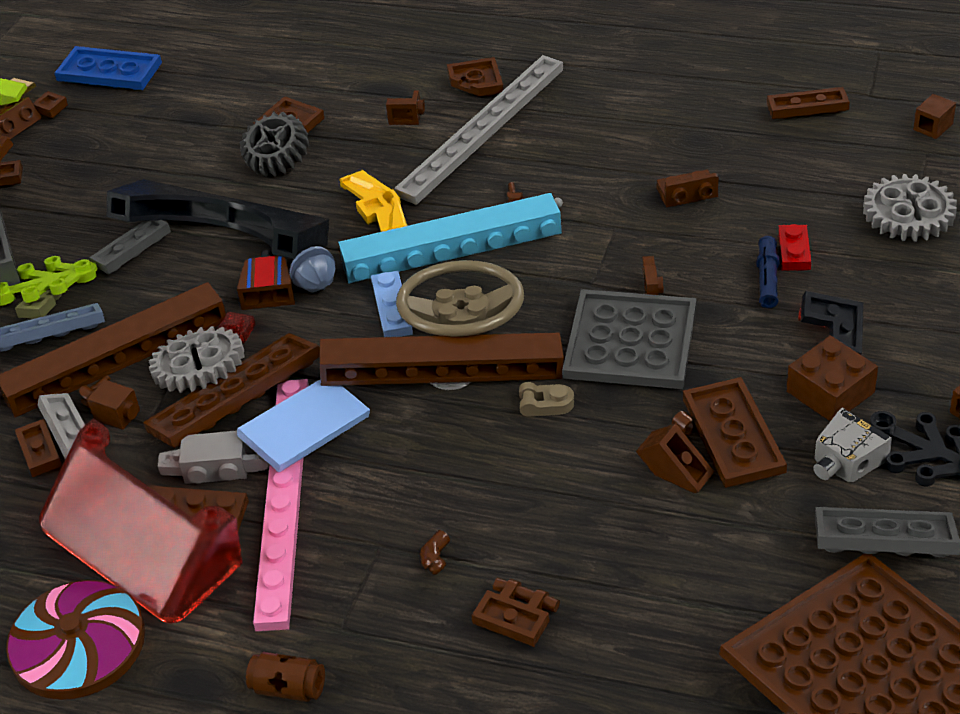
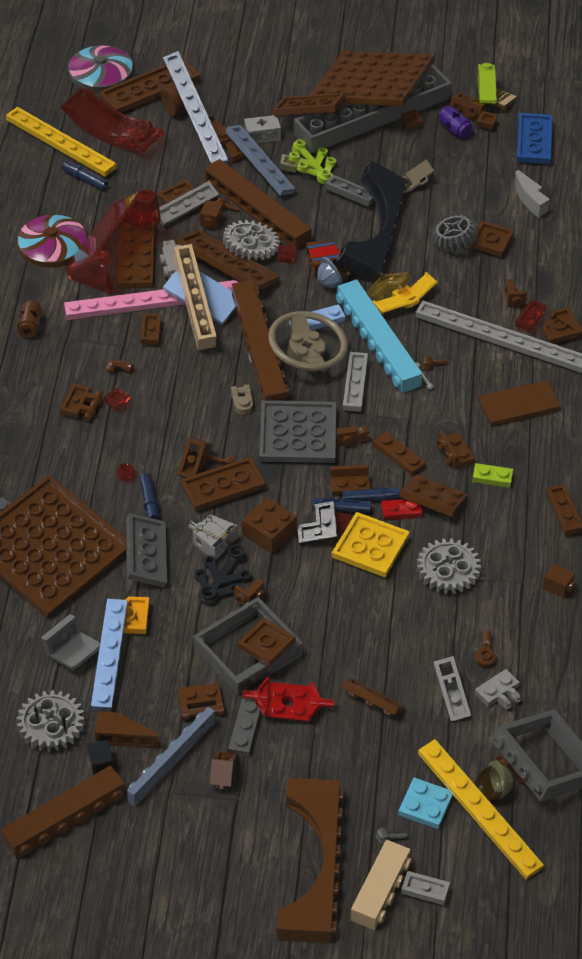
camera: 75 degrees right, 5 degrees up
(28, 132) = (455, 122): none -> dark purple piece
(131, 167) = (417, 174): none -> dark tan piece
(217, 79) = (531, 194): none -> light grey slope
(327, 417) = (194, 297): none -> tan brick
(346, 216) = (388, 282): none -> clear yellow plate
(358, 501) = (150, 329): none -> reddish brown plate
(449, 99) = (530, 315): none -> clear red plate
(517, 557) = (117, 398): none -> clear red plate
(543, 269) = (355, 381): none -> light grey plate
(607, 127) = (519, 403): none -> reddish brown tile
(686, 241) = (399, 453): none -> reddish brown plate
(692, 556) = (125, 472): none -> clear red plate
(736, 160) = (492, 475): none -> lime plate
(739, 294) = (349, 478): none -> reddish brown bracket
(757, 526) = (150, 503): none -> dark blue pin
(777, 209) = (433, 495): none -> reddish brown plate
(786, 310) = (345, 505): none -> dark blue pin
(868, 276) = (370, 544): none -> yellow plate

